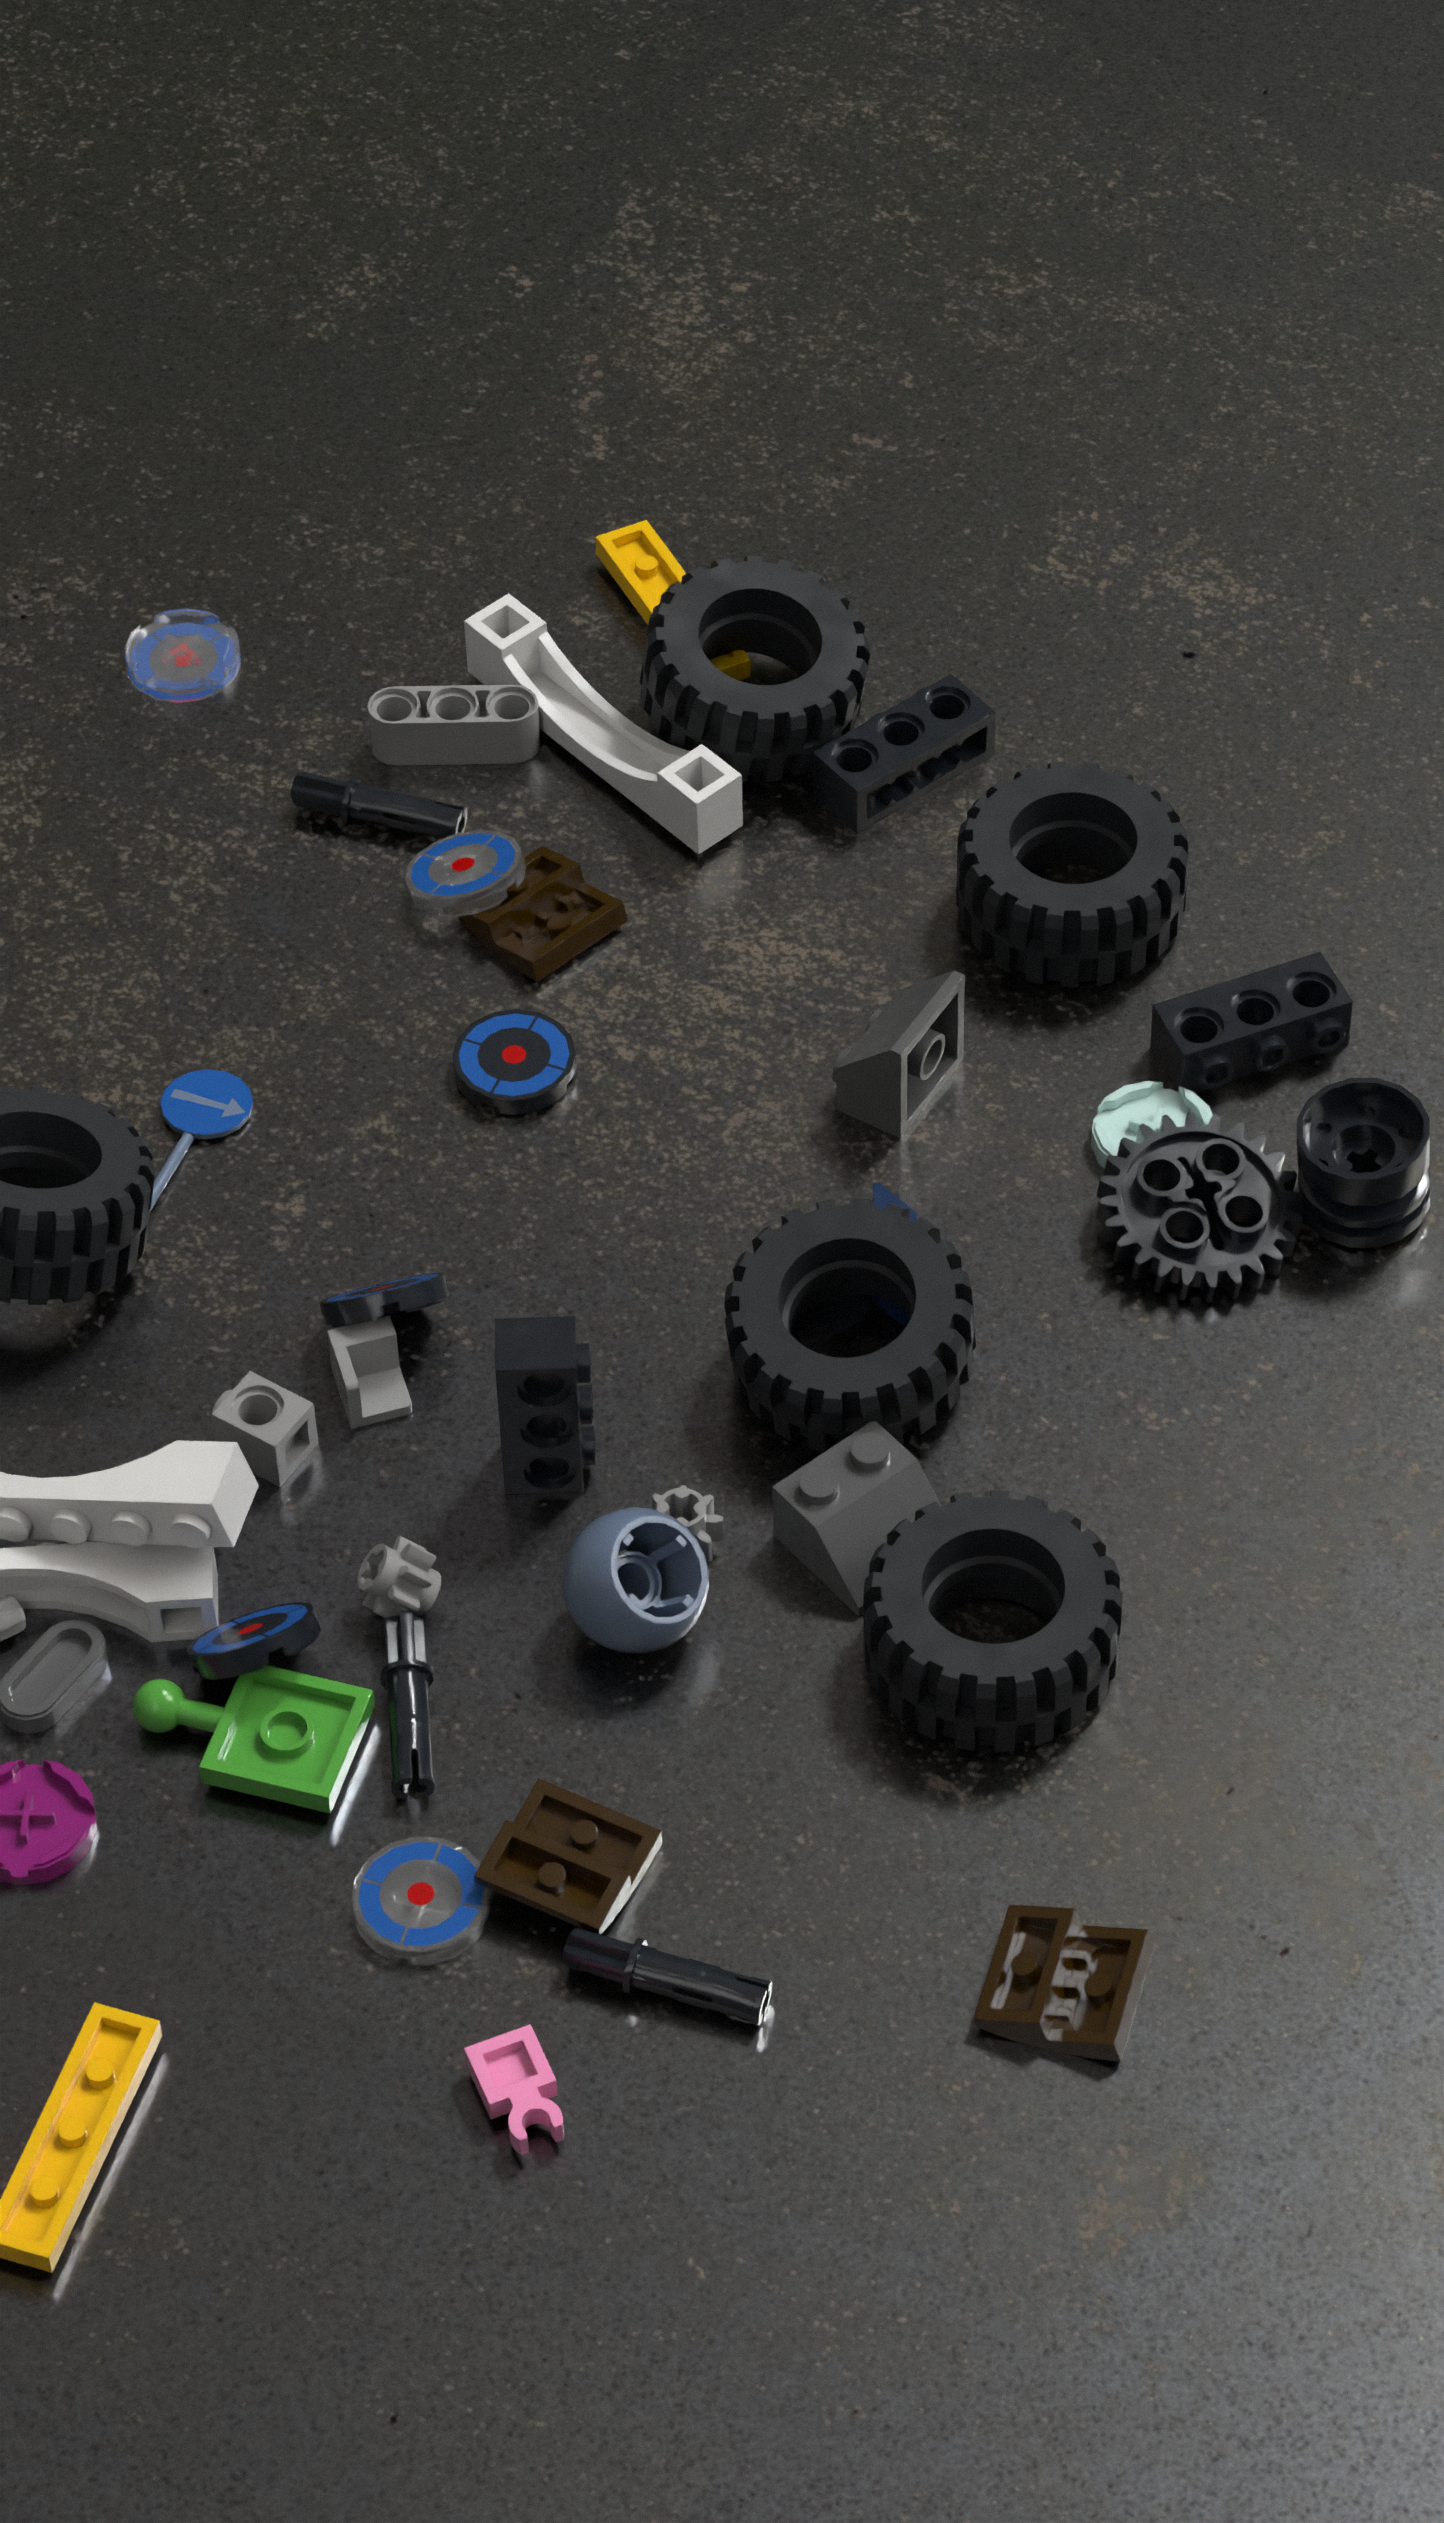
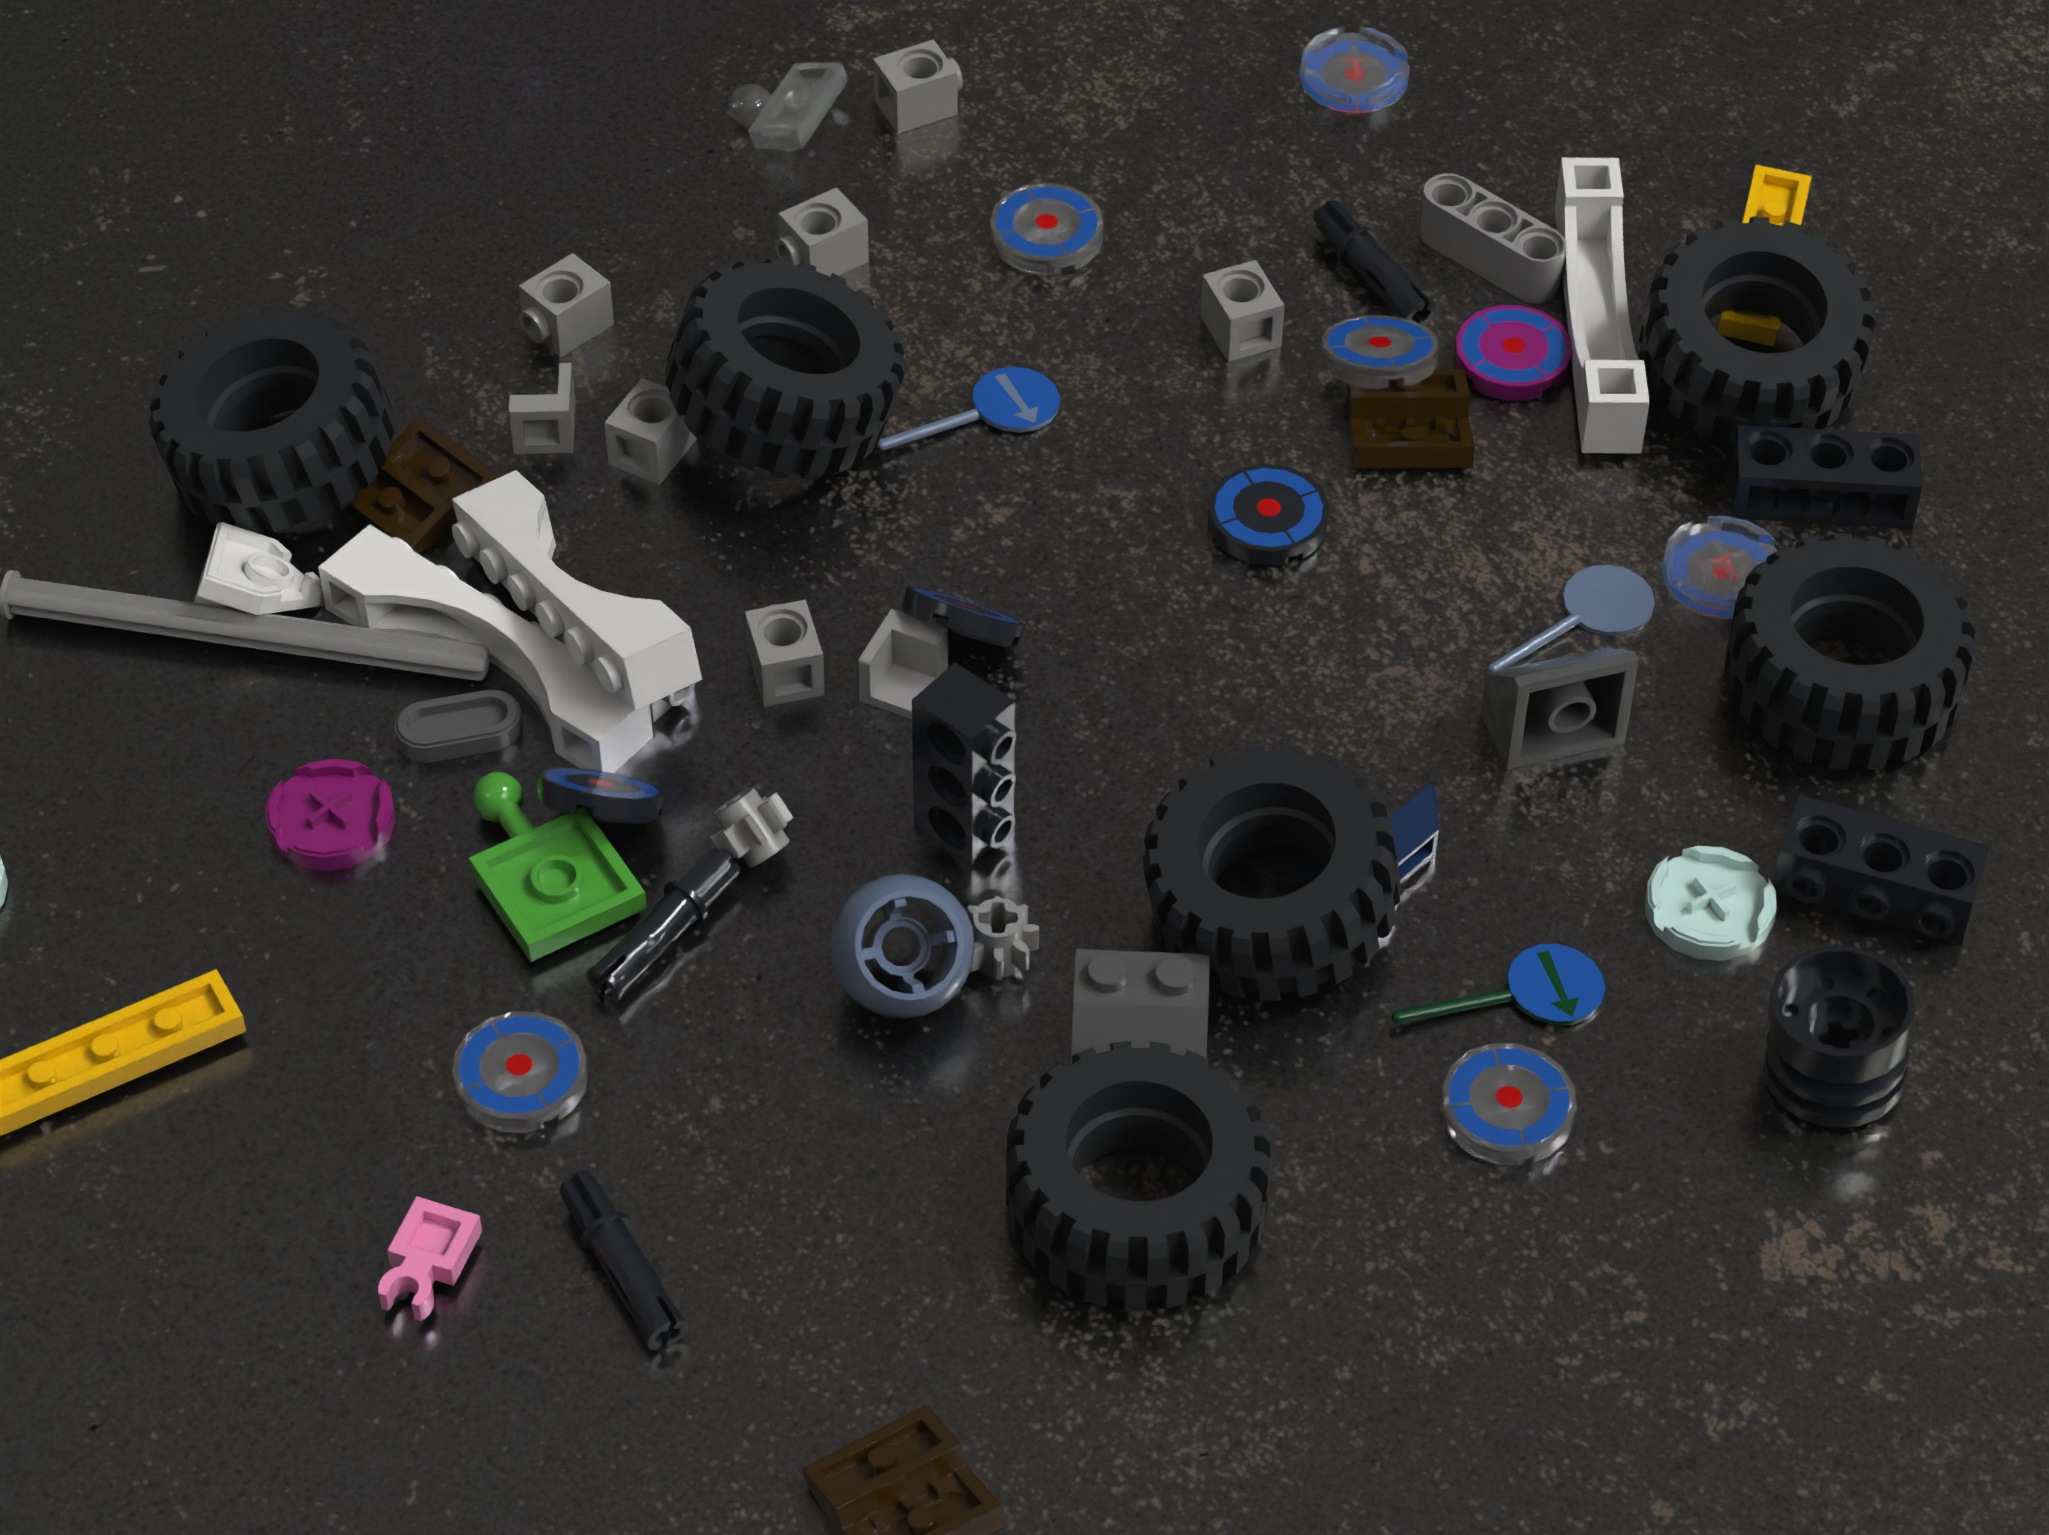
camera: 40 degrees right, 0 degrees up
(77, 947) = (1046, 228): none -> clear tile
(321, 910) = (1242, 310): none -> light grey brick
(562, 807) = (1513, 352): none -> magenta tile
(569, 1857) = (647, 1120): dark brown slope -> none
(833, 960) = (1601, 601): none -> sand blue piece
(896, 875) = (1711, 561): none -> clear tile
(1096, 1281) = (1544, 982): none -> blue piece
(1173, 1381) = (1508, 1103): none -> tile
(1249, 1193) = (1615, 961): black gear -> none

